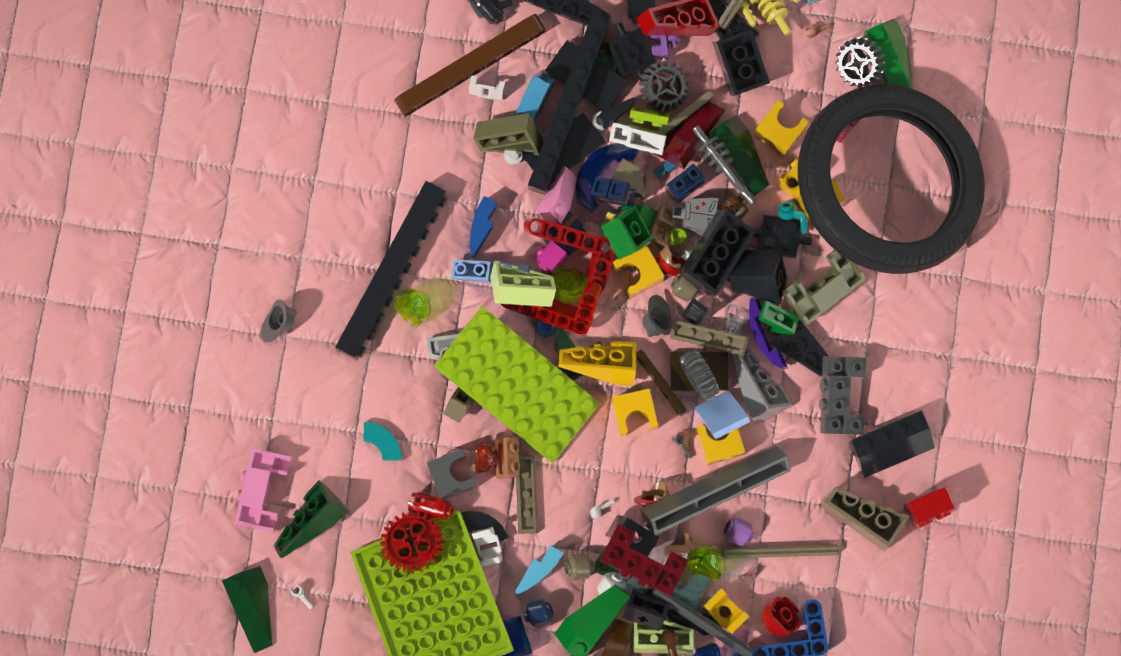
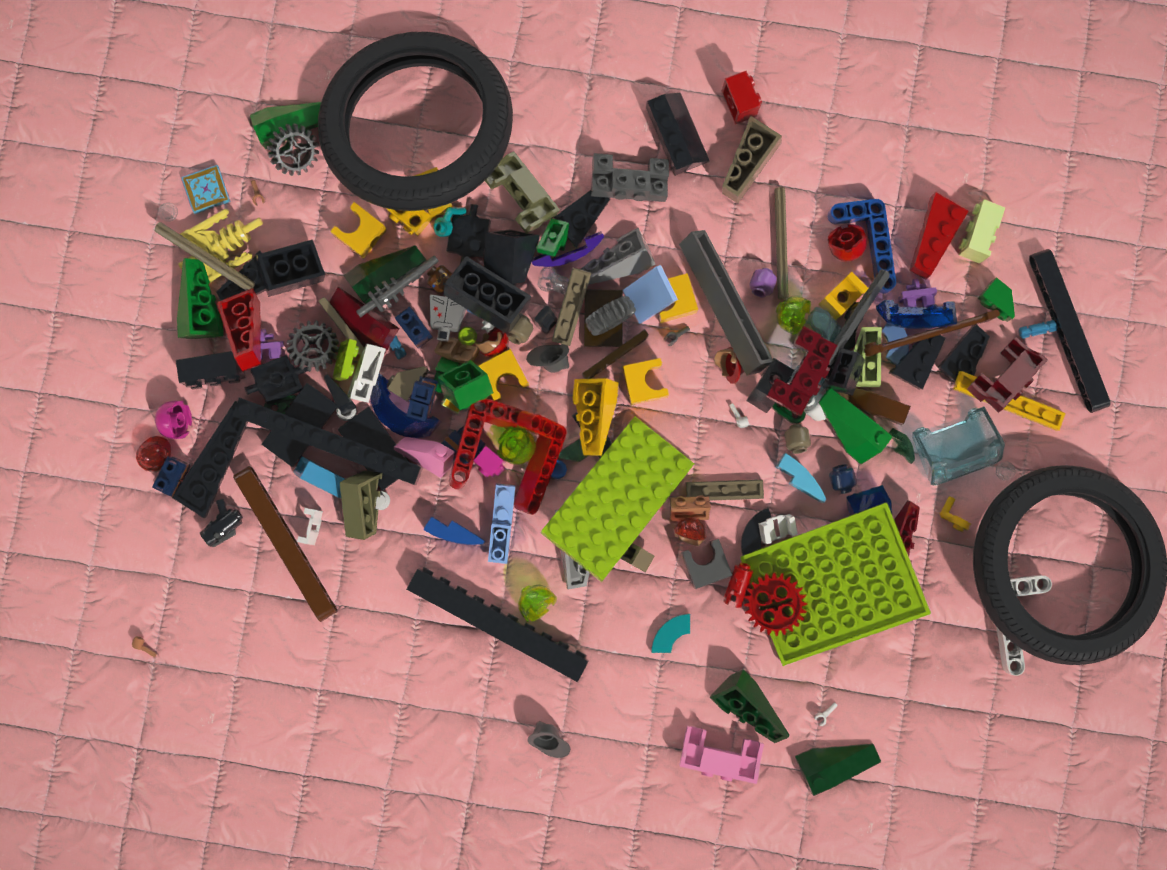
camera: 90 degrees left, 5 degrees up
(521, 287) = (520, 492): yellowish green wedge -> none
(680, 549) = (784, 341): nougat bracket -> none

